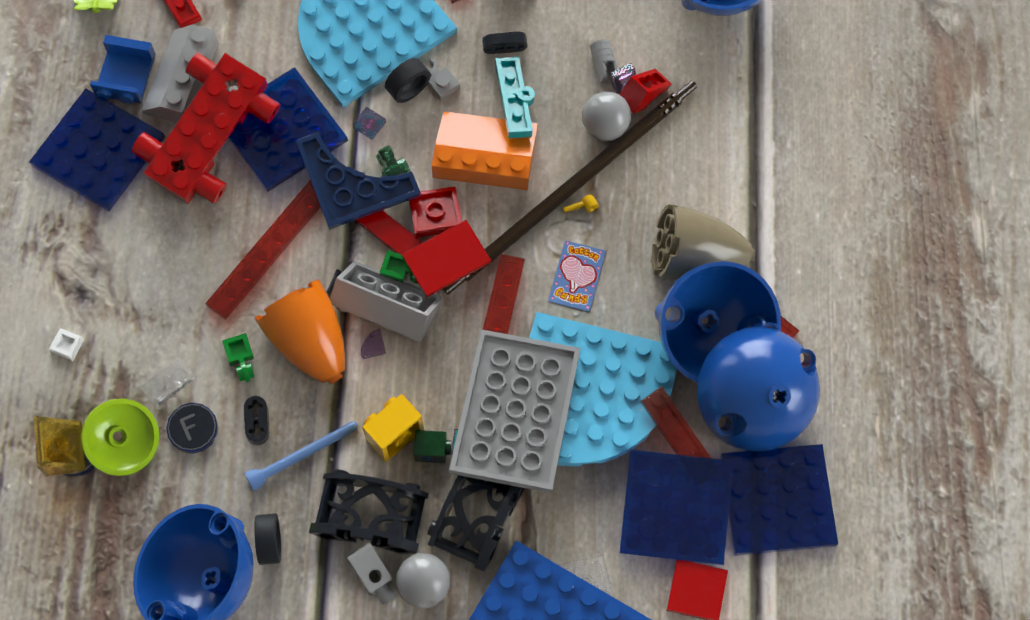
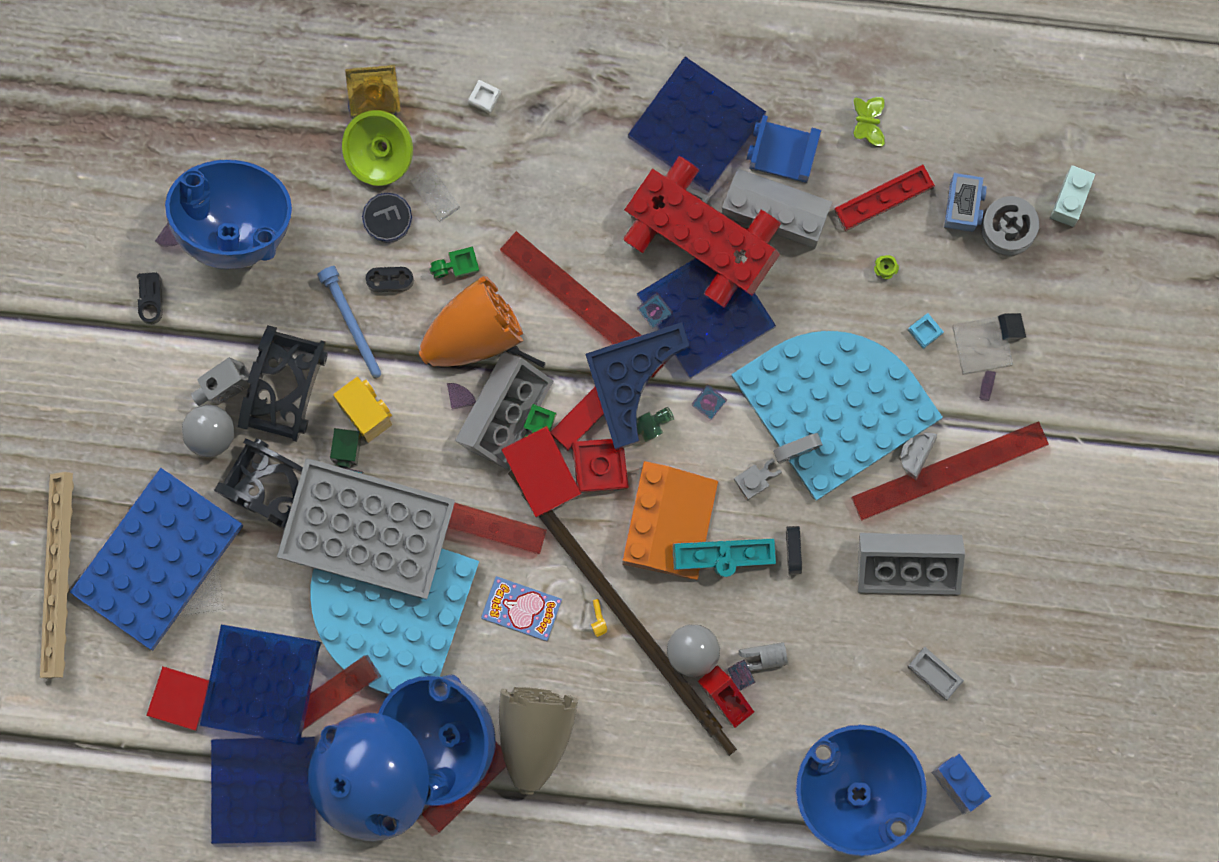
camera: 95 degrees right, 10 degrees up
(267, 539) = (263, 285): black tyre -> none
(283, 169) = (654, 310): none -> tile
(407, 80) = (749, 442): black tyre -> none
(411, 37) = (797, 448): none -> light grey beam

